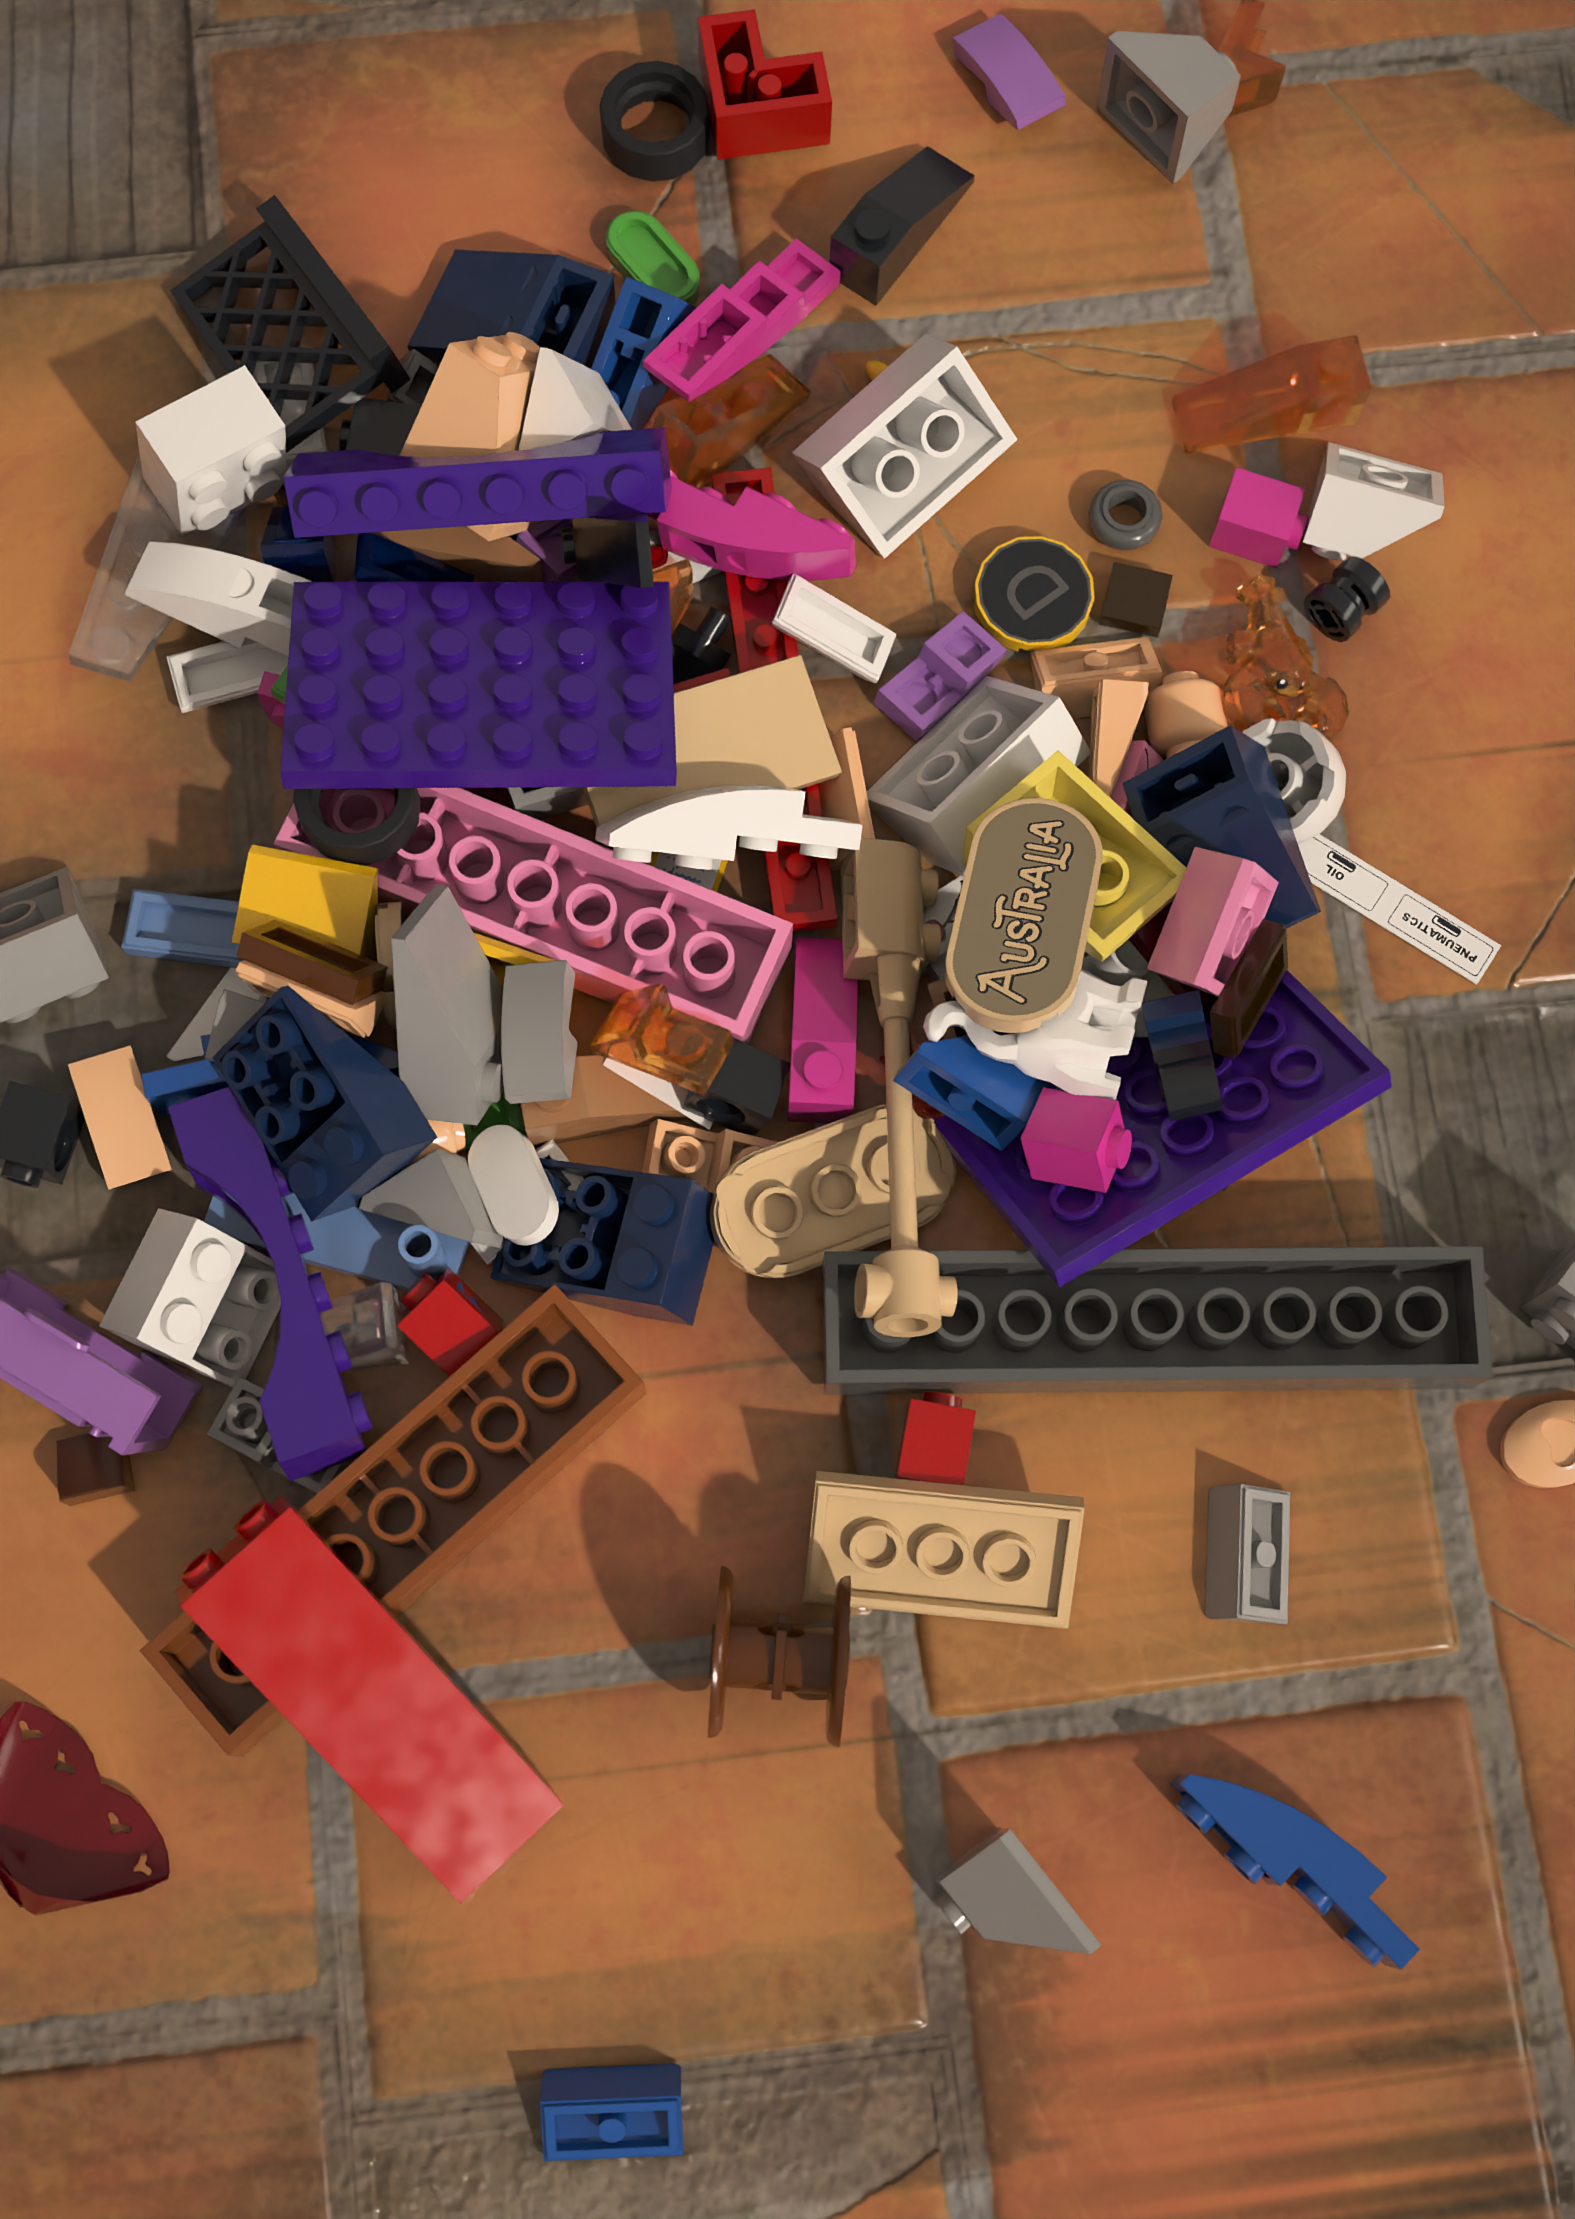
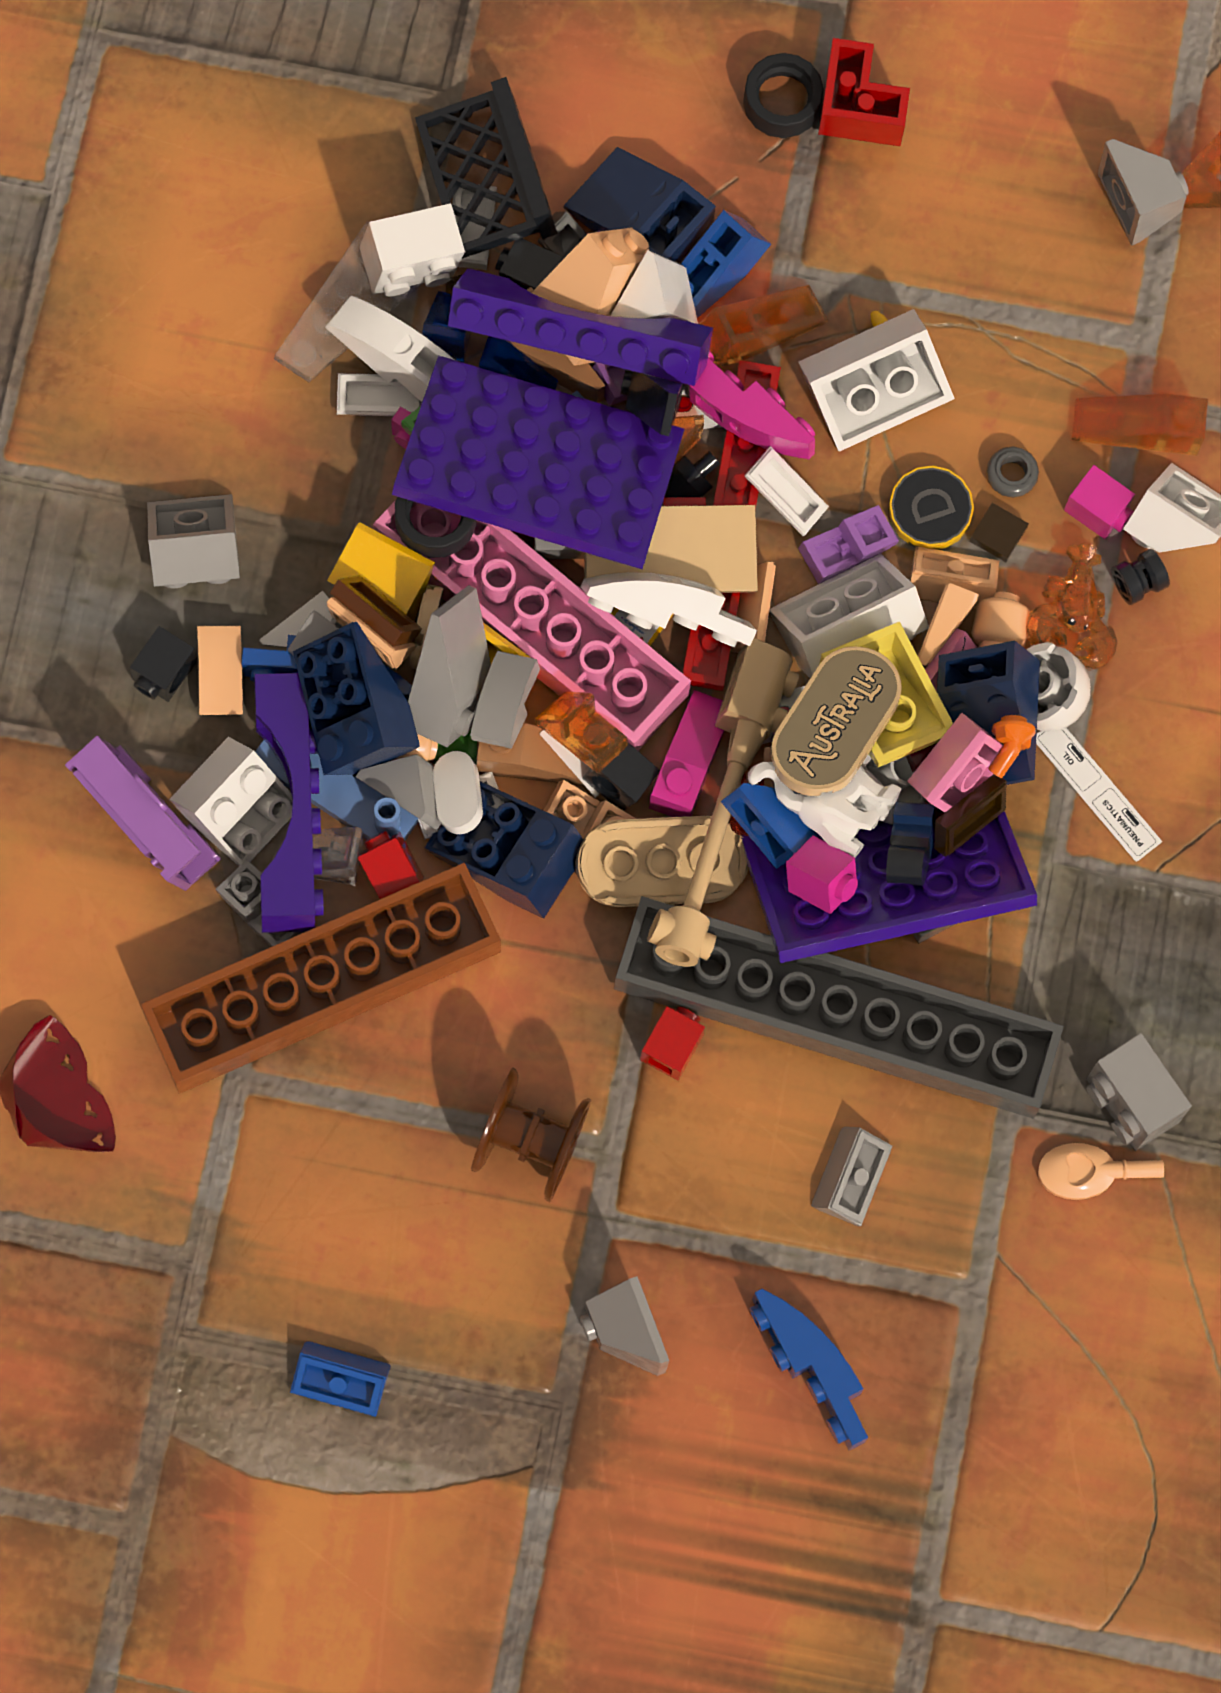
camera: 15 degrees right, 0 degrees up
(91, 1470) = (138, 887): reddish brown slope -> none
(181, 928) = (296, 560): medium blue tile -> none
(366, 1696) = (273, 1074): brick -> none
(651, 255) = (750, 193): bright green tile -> none
(742, 321) = (795, 260): dark pink slope -> none
(896, 222) = (927, 217): black slope -> none
(944, 1549) = (657, 1106): tan tile -> none
(1012, 71) = (1042, 131): medium lavender slope -> none
(1281, 855) = (1016, 736): none -> orange plate

